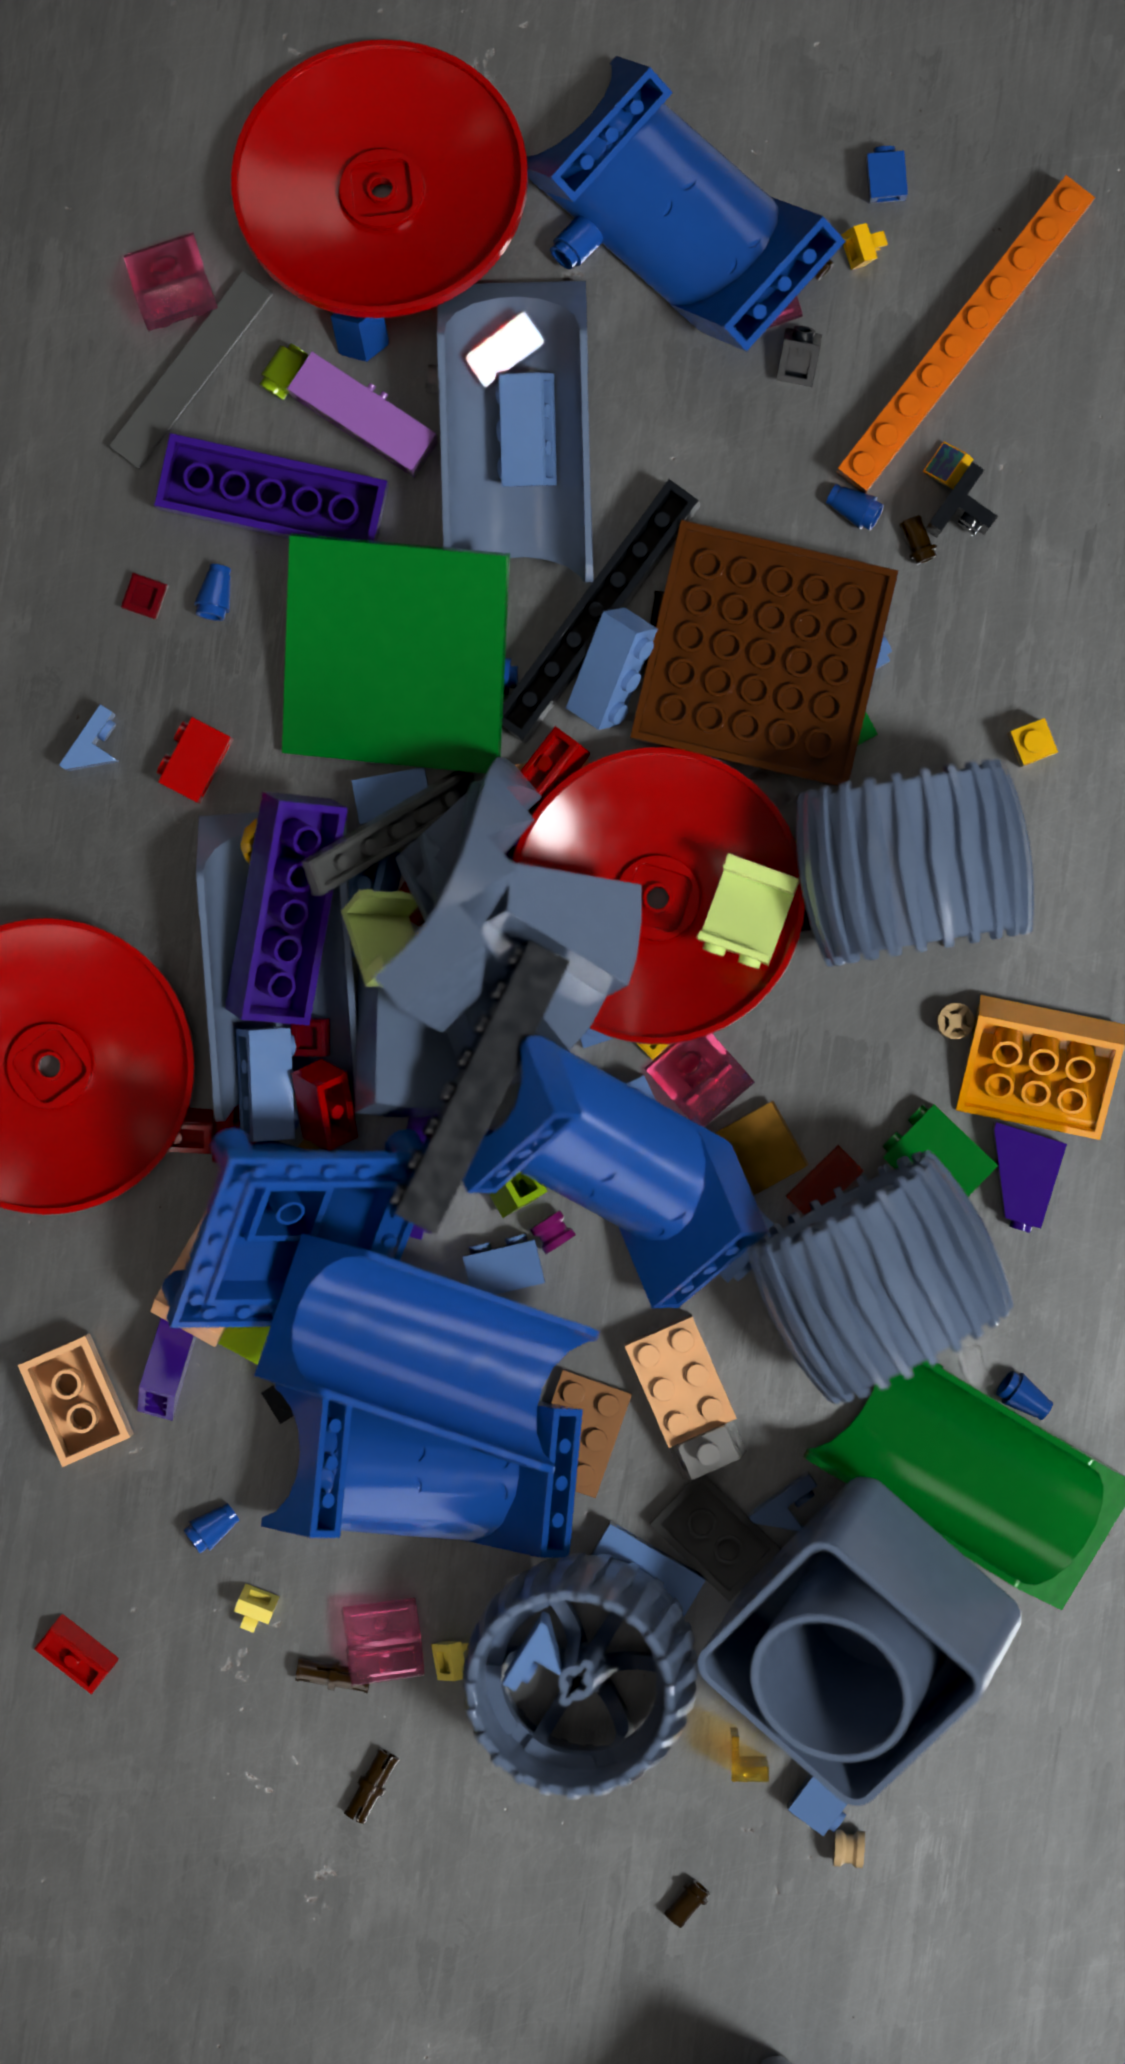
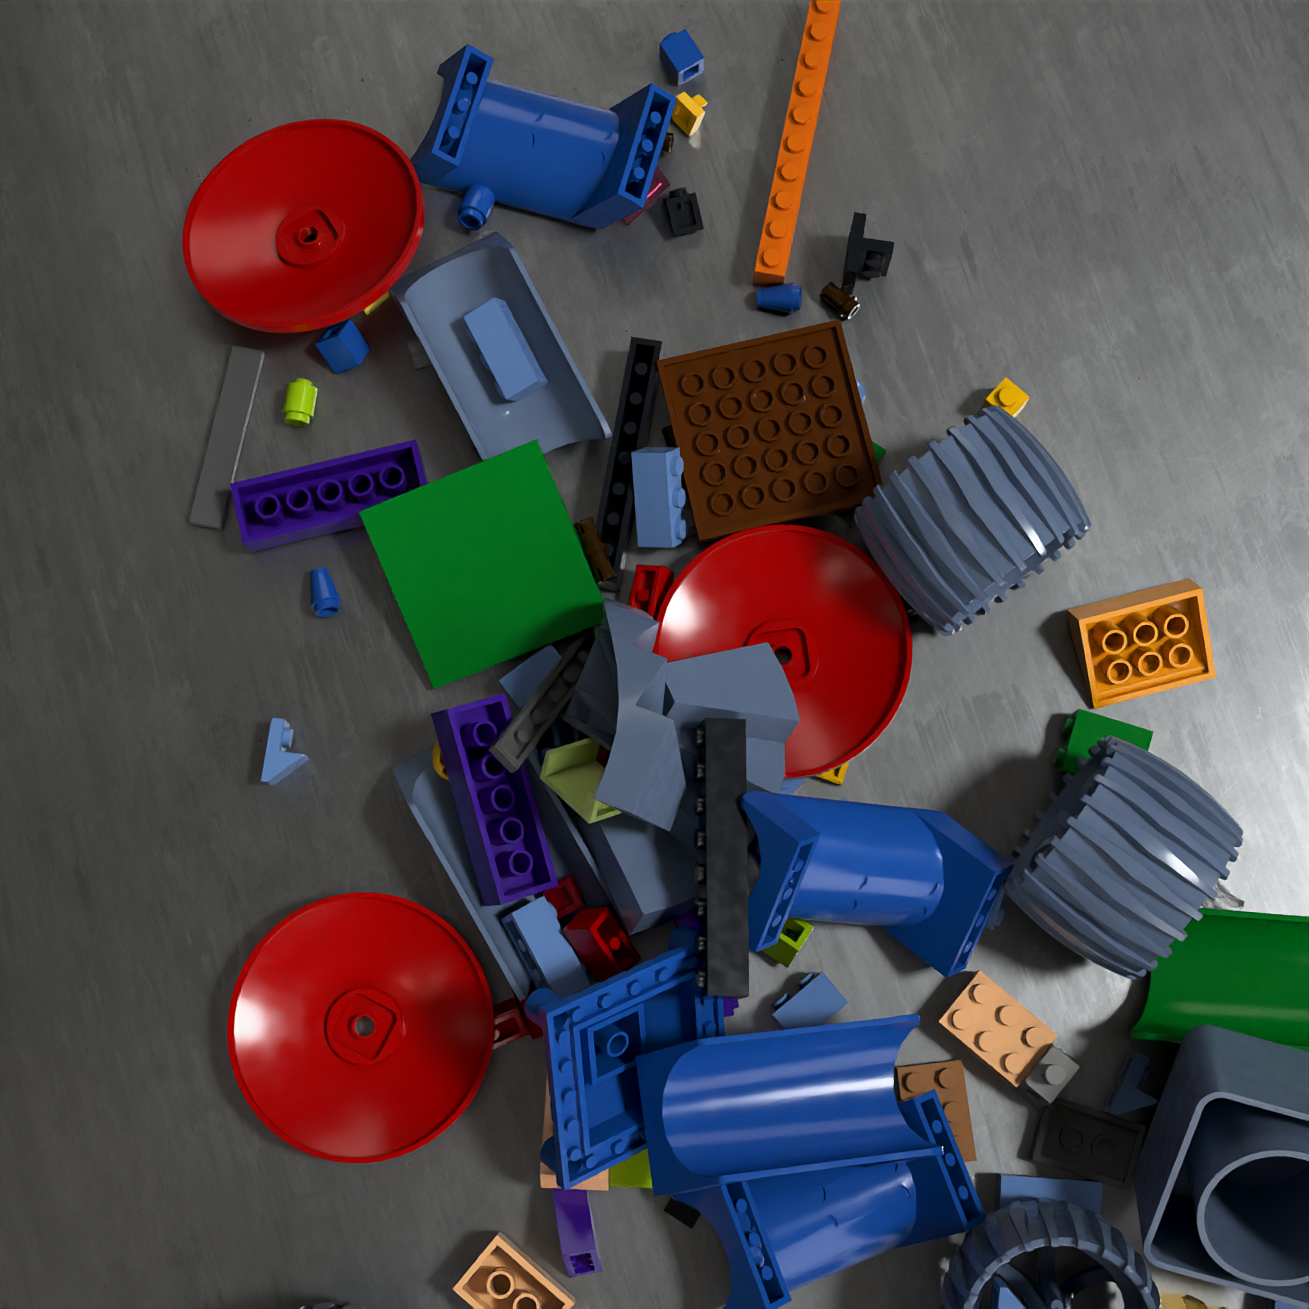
camera: 30 degrees left, 10 degrees down
(144, 596) = (270, 622): dark red tile -> none
(170, 282) = (181, 379): clear pink slope -> none
(194, 759) = (367, 726): red brick -> none
(363, 414) = (374, 402): medium lavender brick -> none
(503, 348) = (457, 299): tile -> none
(515, 696) = (595, 550): none -> dark brown pin
(552, 1232) = (832, 959): magenta wheel -> none
(700, 1077) = (885, 776): clear pink slope -> none
(748, 911) = (860, 623): yellowish green panel -> none
(764, 1147) = (966, 805): pearl gold slope -> none
(831, 1172) = (1021, 813): clear red tile -> none
(948, 465) = (834, 235): tile -> none
(962, 1020) = (1060, 633): tan wheel -> none
(1024, 1395) = (1267, 901): blue cone -> none
(1025, 1174) = (1177, 729): dark purple slope -> none

